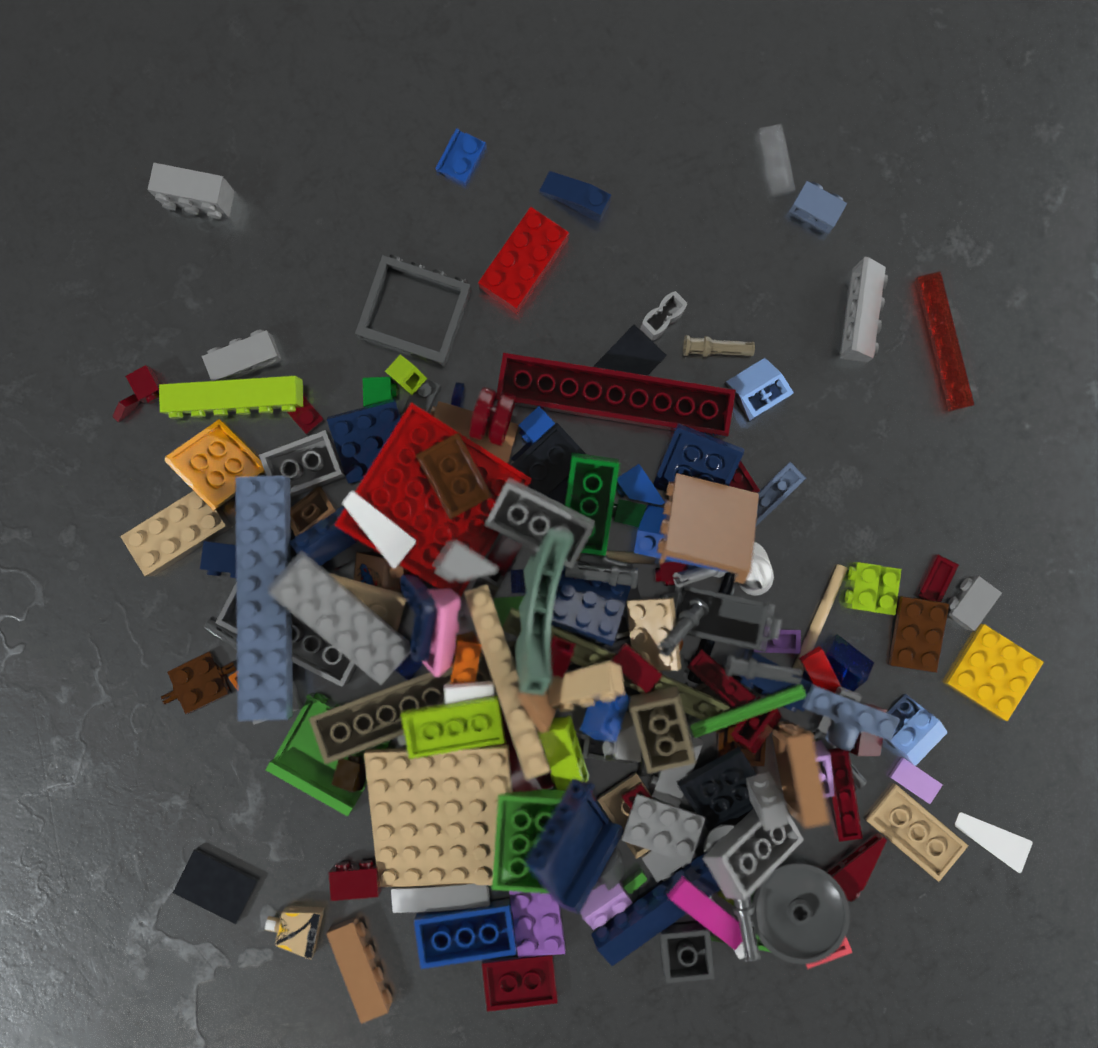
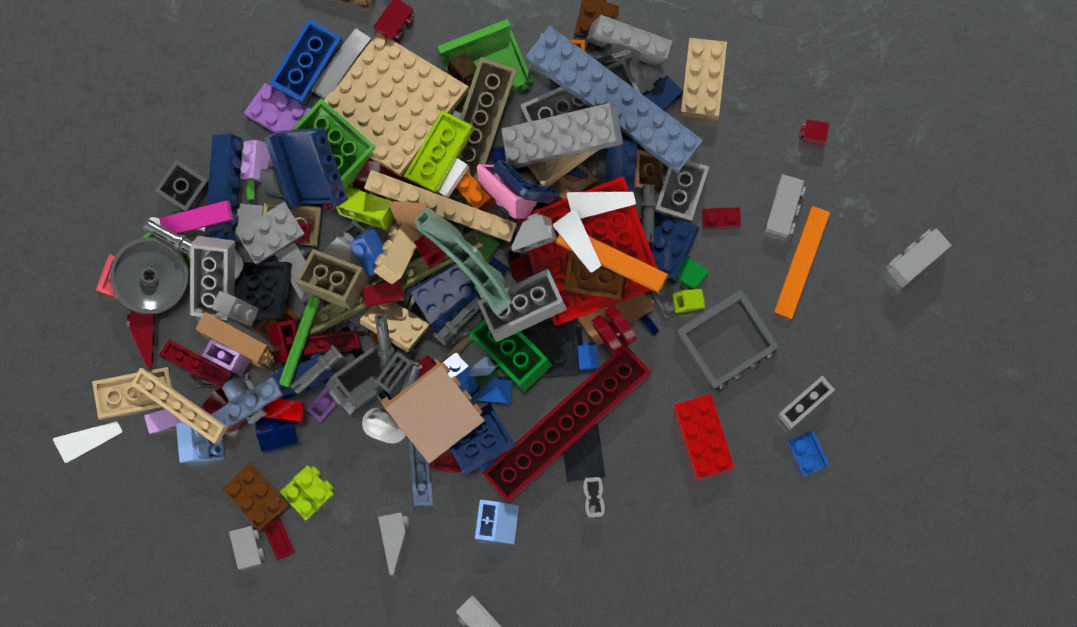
camera: 135 degrees right, 5 degrees down
(125, 407) = (811, 108): dark red tile -> none
(182, 605) = (651, 46): none -> light grey arch
(213, 462) = (726, 136): light orange plate -> none
(231, 396) = (763, 180): lime brick -> none
(284, 301) = (801, 262): none -> orange tile
(348, 479) = (648, 212): none -> dark grey pin
(415, 190) = (805, 402): none -> light grey brick
(425, 470) = (625, 265): none -> orange tile
(430, 525) = (575, 235): none -> white sticker
(519, 982) = (249, 71): dark red plate -> none
(576, 195) = (721, 507): dark blue slope -> none
(629, 515) = (482, 368): none -> sand blue slope
(682, 596) = (403, 372): none -> dark grey tile
(725, 347) = (551, 511): dark tan pin -> none
(821, 614) = (319, 447): tan piece -> none
(848, 476) = (394, 535): none -> light grey slope
(901, 776) = (179, 406): none -> tan plate
(994, 672) = (190, 526): yellow plate -> none

